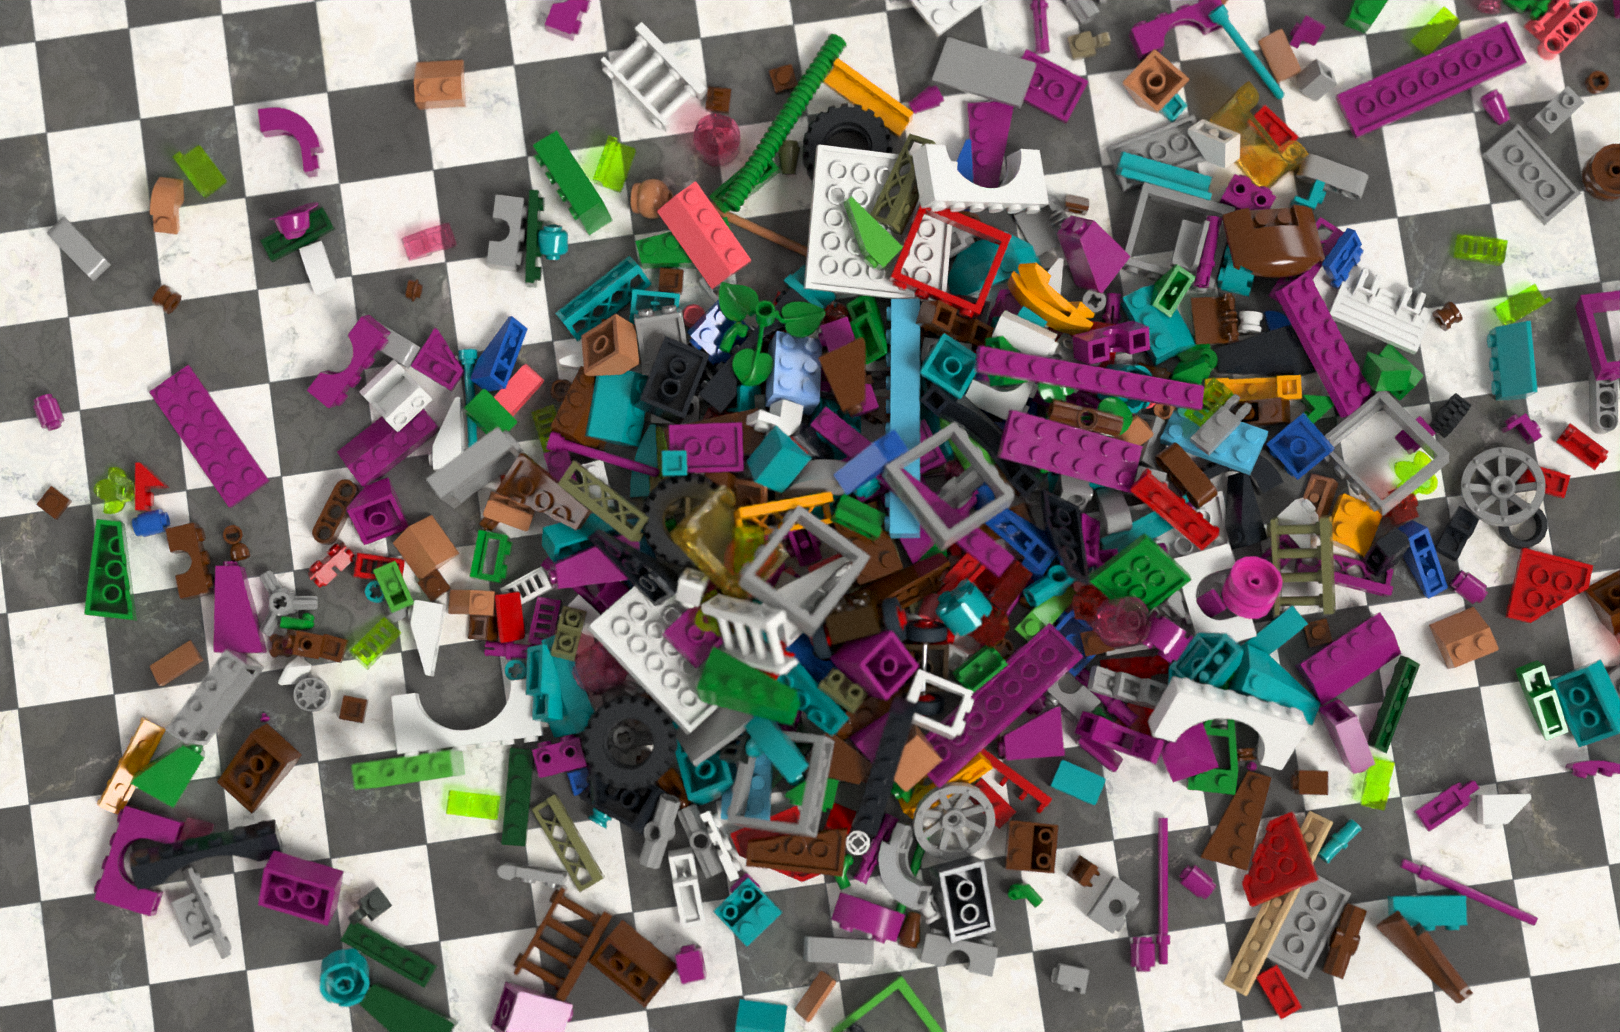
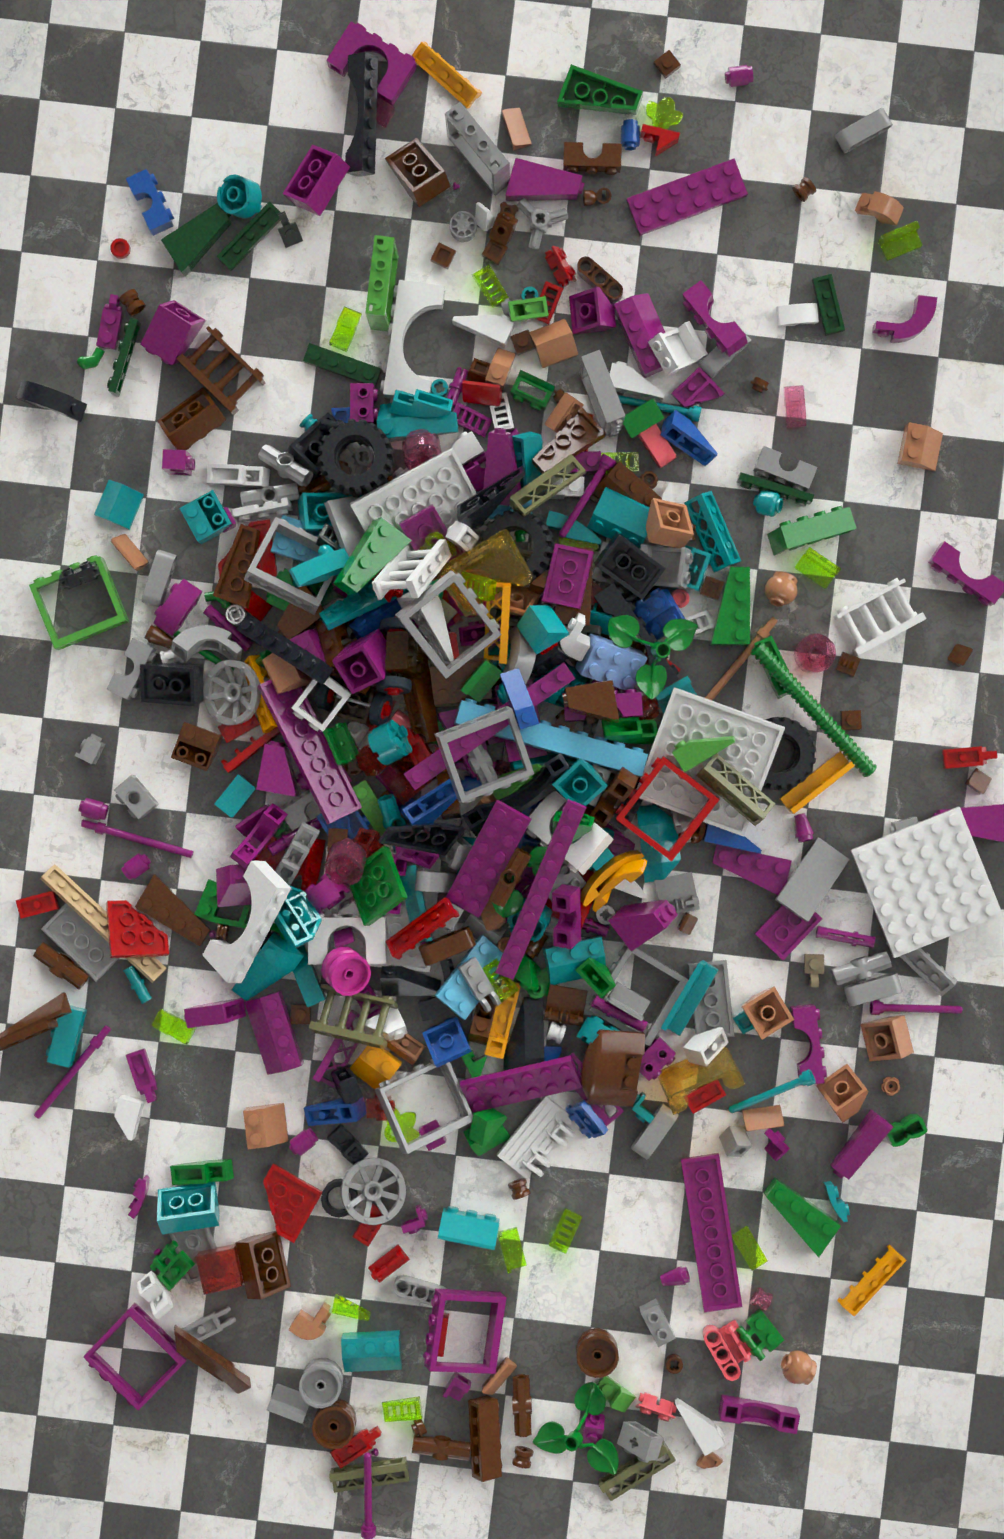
camera: 105 degrees right, 5 degrees up
(170, 773) = (429, 99): green slope -> none
(196, 916) = (316, 96): light grey bracket -> none
(291, 623) = (520, 227): green arm -> none
(295, 221) = (839, 304): magenta piece -> none
(530, 874) = (280, 360): light grey hinge -> none
(568, 633) = (455, 434): olive slope -> none
(575, 838) = (297, 399): olive fence -> none
(674, 462) = (561, 547): teal plate -> none
(704, 235) = (738, 621): coral slope -> none
(730, 336) = (654, 621): green arm -> none
(789, 156) = (786, 706): olive cone -> none
(843, 690) = (350, 631): olive hips -> none
(945, 188) = (722, 817): white arch -> none
(1024, 891) = (165, 732): green arm -> none
(1083, 871) = (167, 781): reddish brown tile -> none
(1310, 782) = (187, 974): reddish brown brick -> none
(1393, 704) = (229, 1056): dark green plate -> none
(1450, 415) = (439, 1166): black tyre -> none
(1531, 174) = (614, 1289): light grey tile -> none

